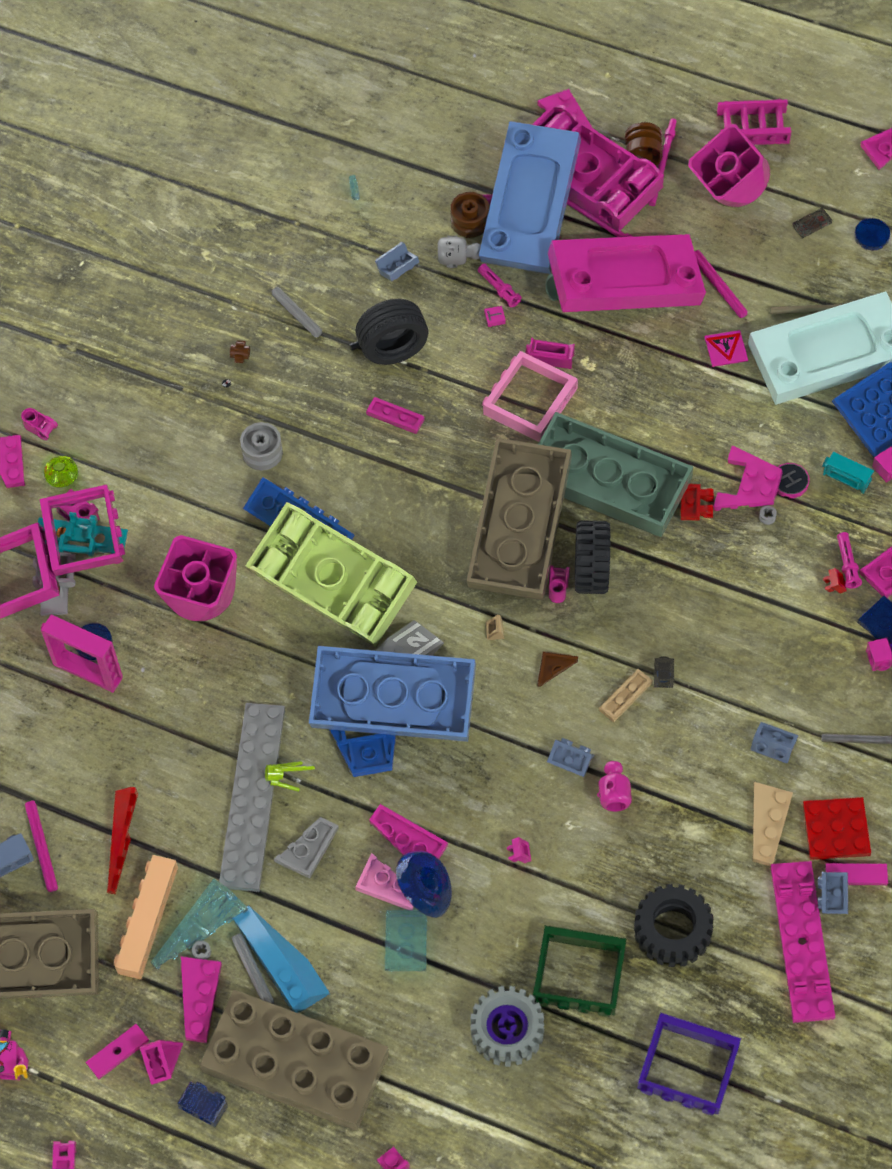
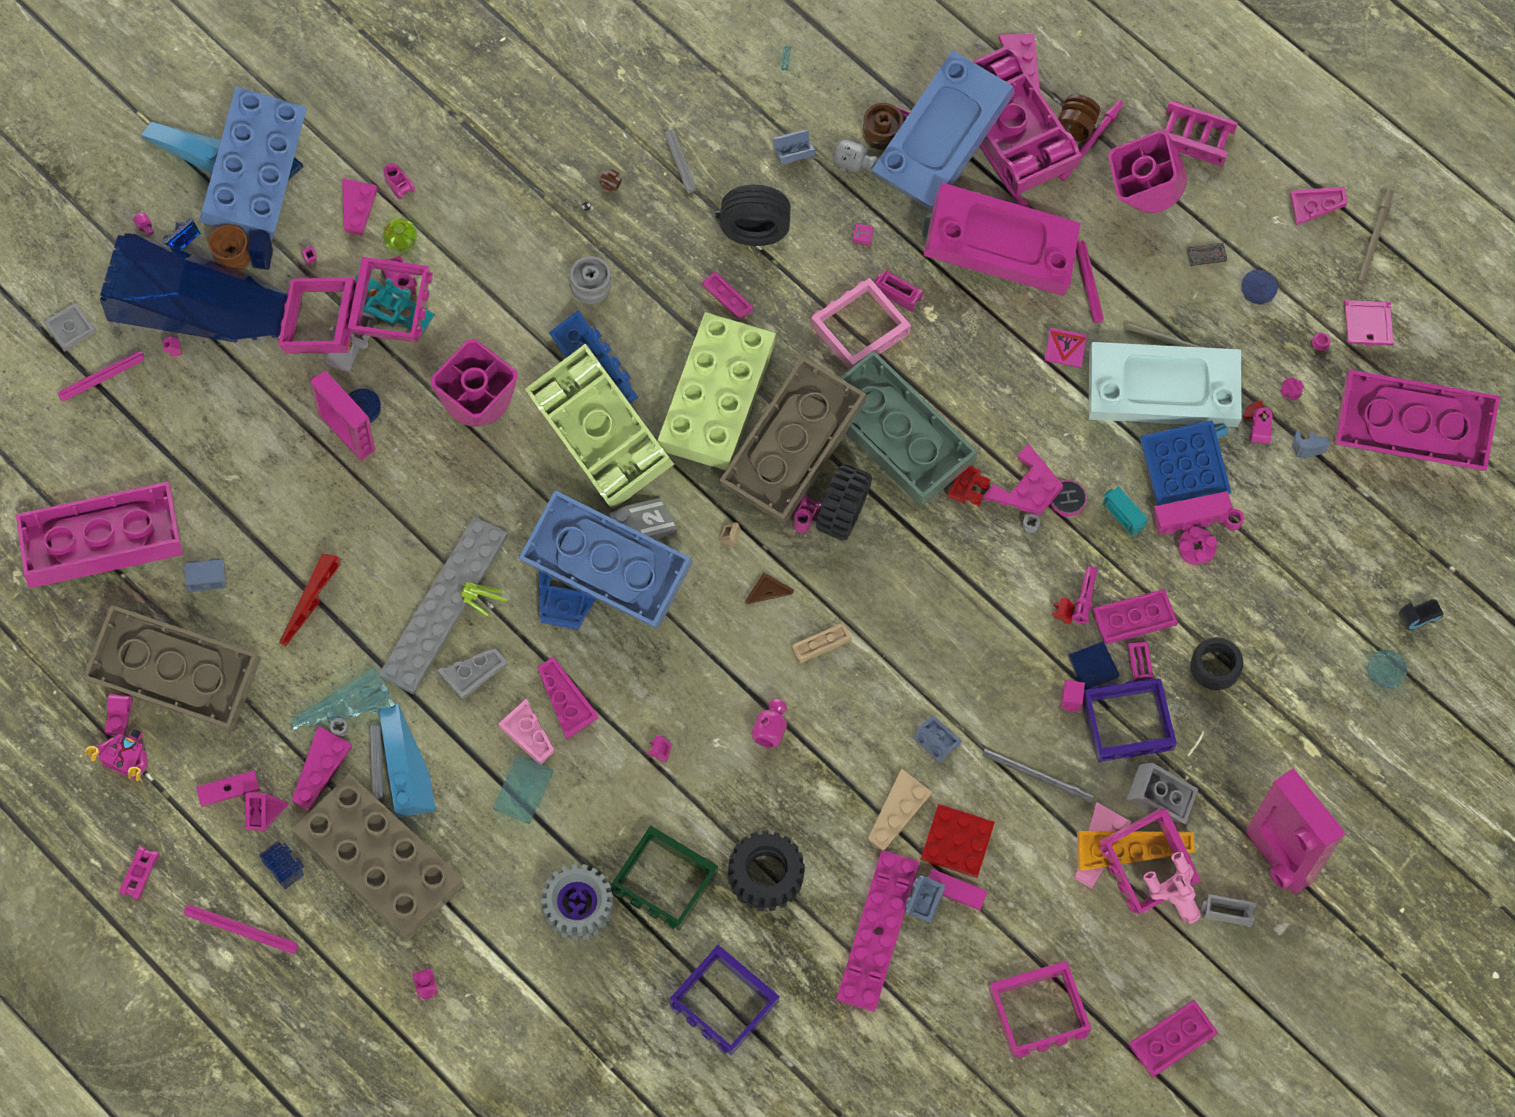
camera: 15 degrees right, 5 degrees up
(41, 846) = (238, 577): dark pink axle -> none
(146, 917) = (302, 678): light nougat brick -> none
(424, 882) = (558, 744): clear blue hat -> none
(426, 502) = (717, 391): none -> yellowish green piece
(504, 290) = (882, 211): dark pink pin -> none
(570, 757) = (744, 680): sand blue bracket -> none
(663, 672) = (865, 635): clear smoke brick -> none

